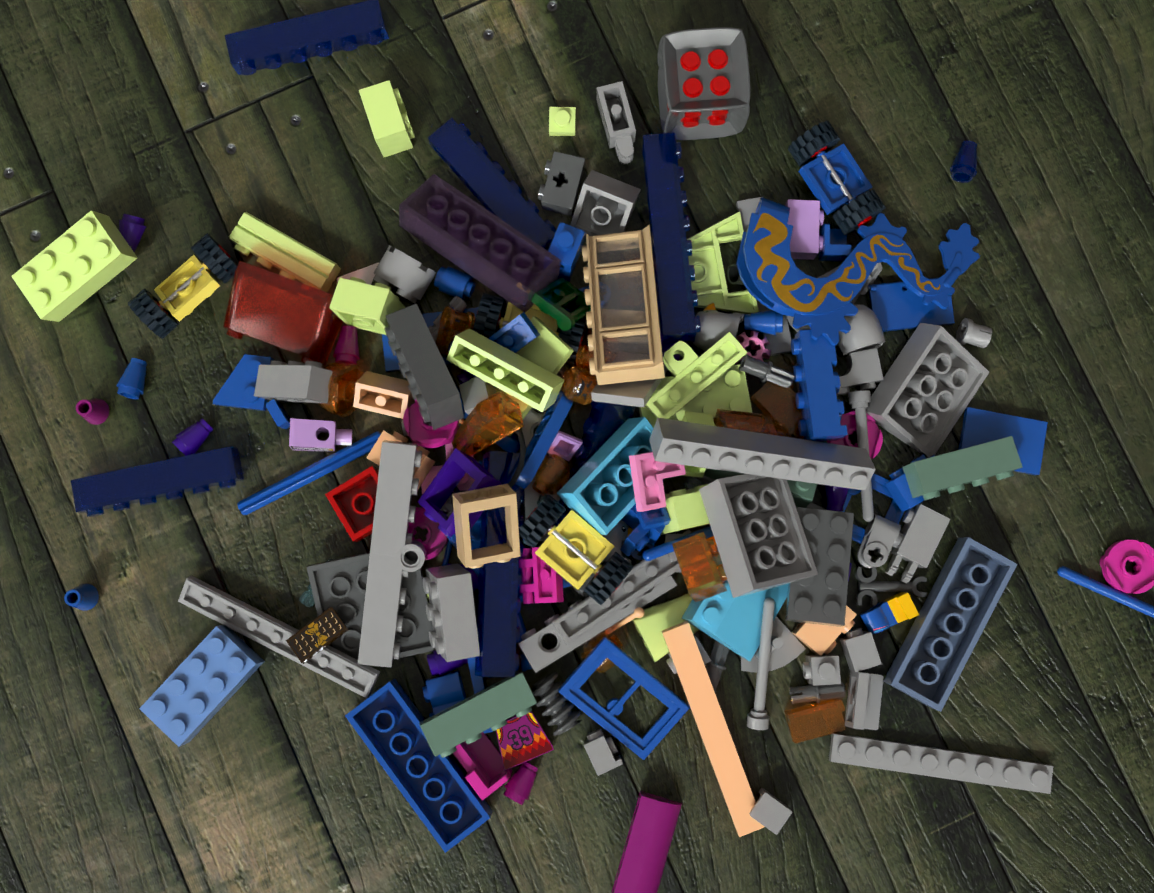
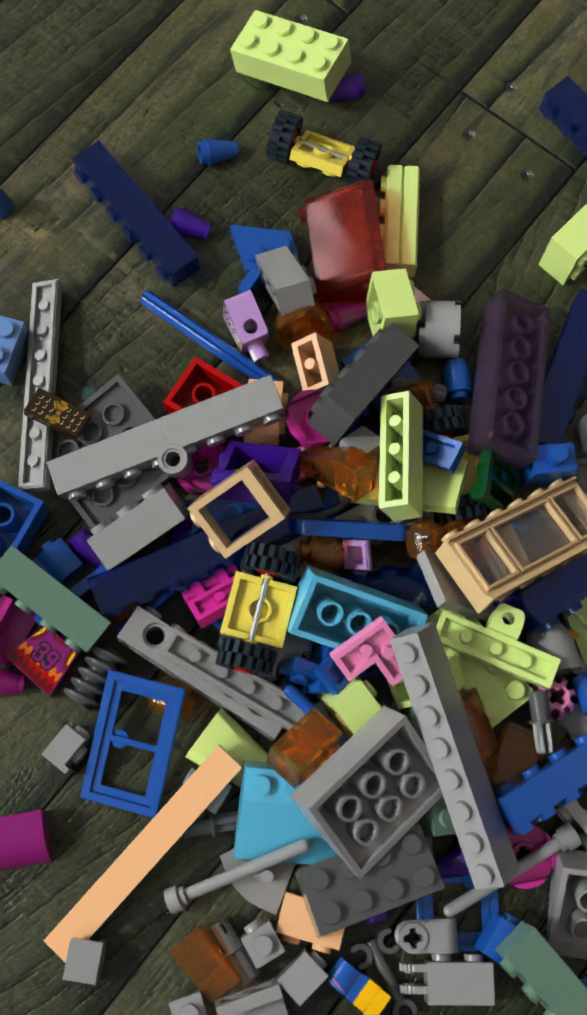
camera: 55 degrees right, 10 degrees down
(93, 410) = (171, 131): magenta cone -> none
(638, 612) = (226, 711): light nougat hinge -> none

